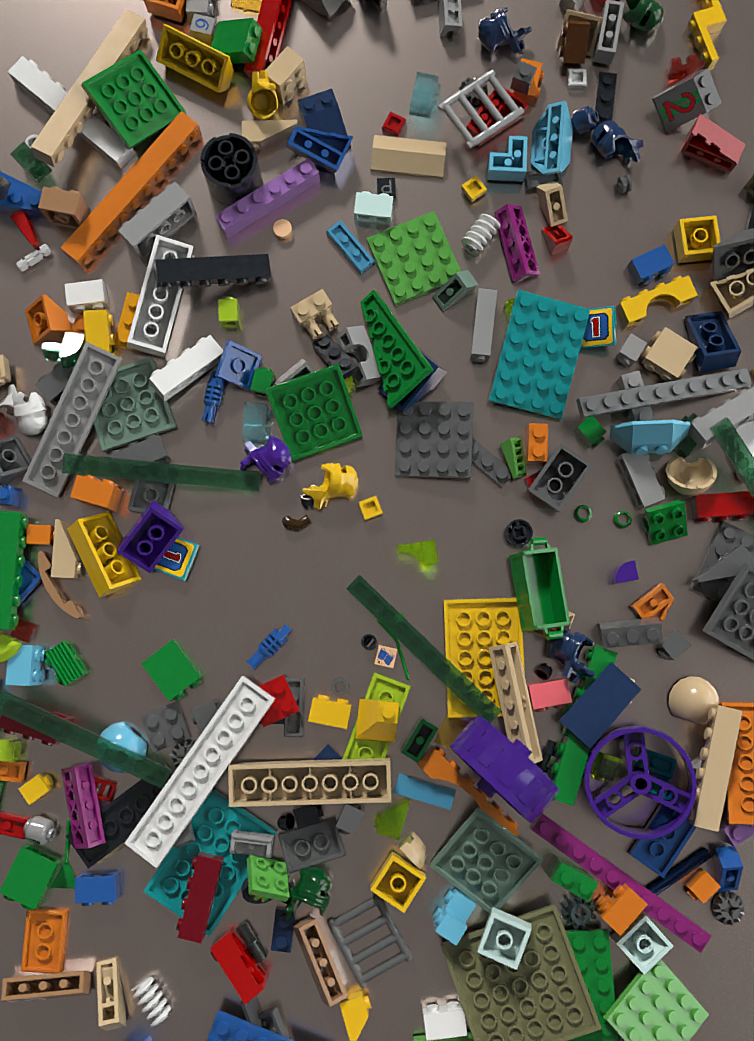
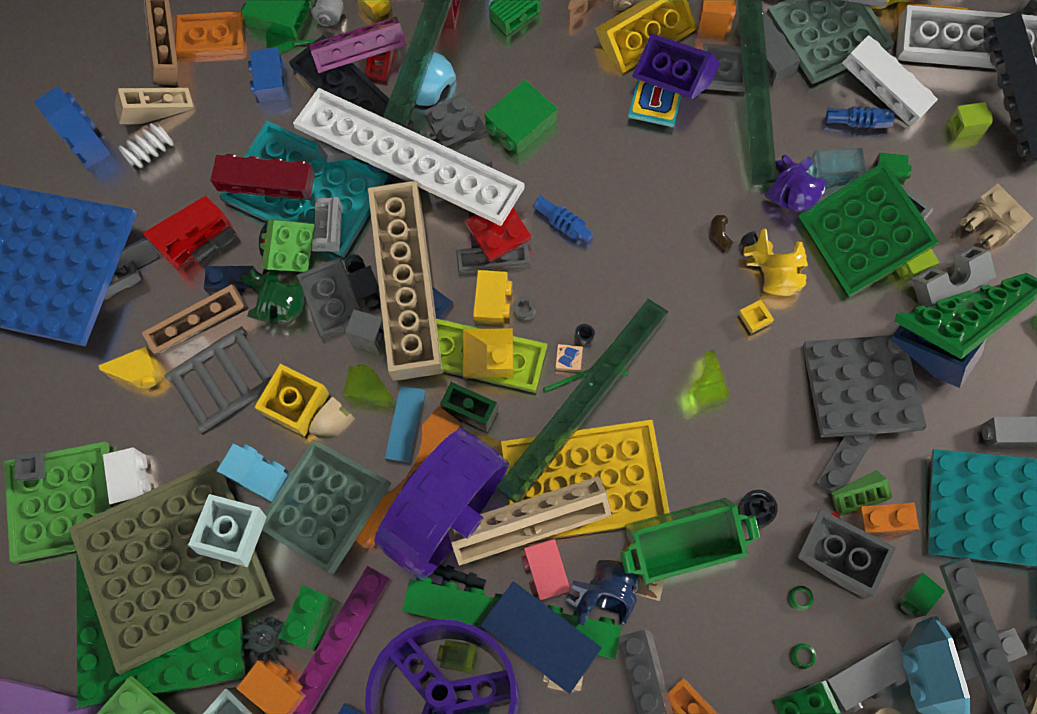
camera: 90 degrees right, 10 degrees down
(238, 365) = (907, 135): plate -> none
(334, 354) = (951, 243): black plate -> none
(543, 671) = (576, 562): black hinge -> none
(625, 573) = (727, 663): dark purple brick -> none

